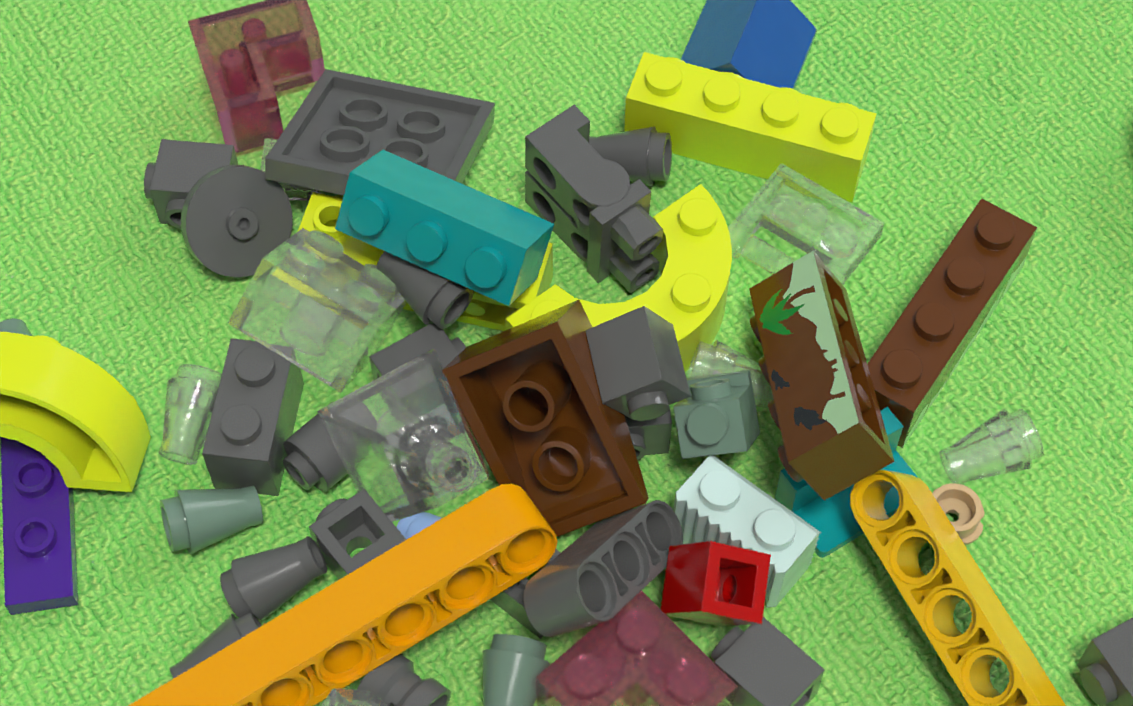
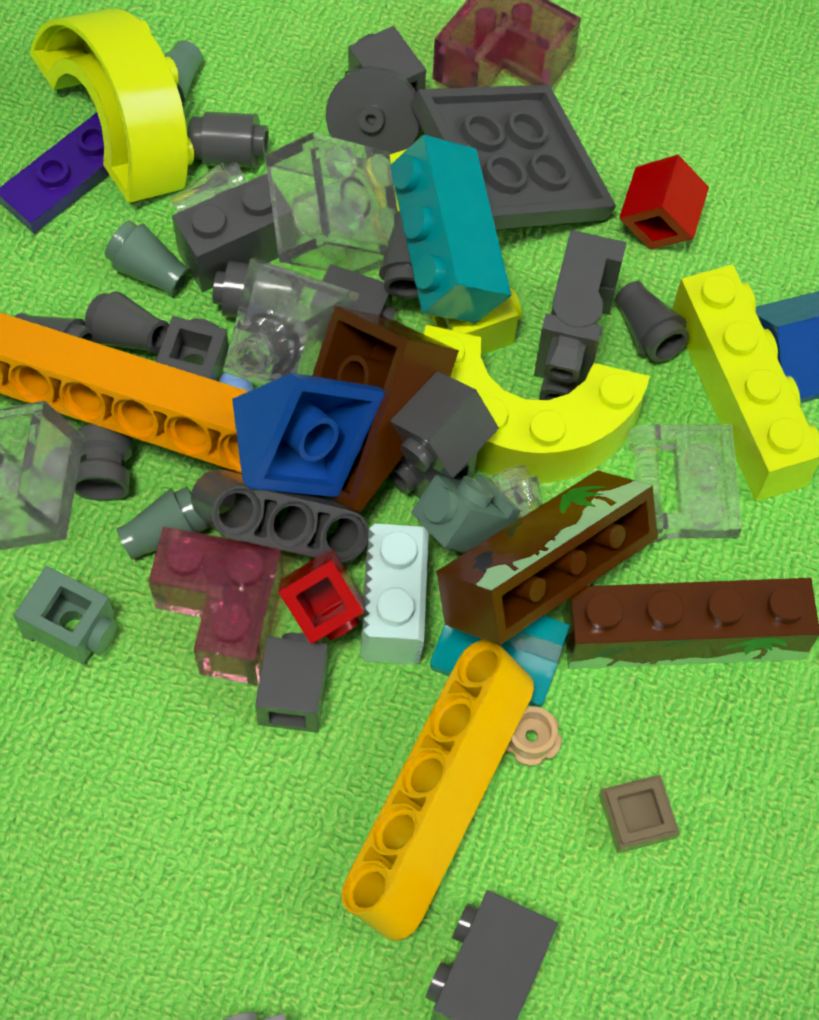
camera: 50 degrees right, 5 degrees up
(146, 355) = (229, 138): none -> dark grey brick
(528, 63) = (664, 202): none -> red brick
(561, 482) = (303, 432): none -> blue slope
(994, 448) = (611, 729): clear cone -> none
(1080, 483) = (638, 814): none -> dark tan tile

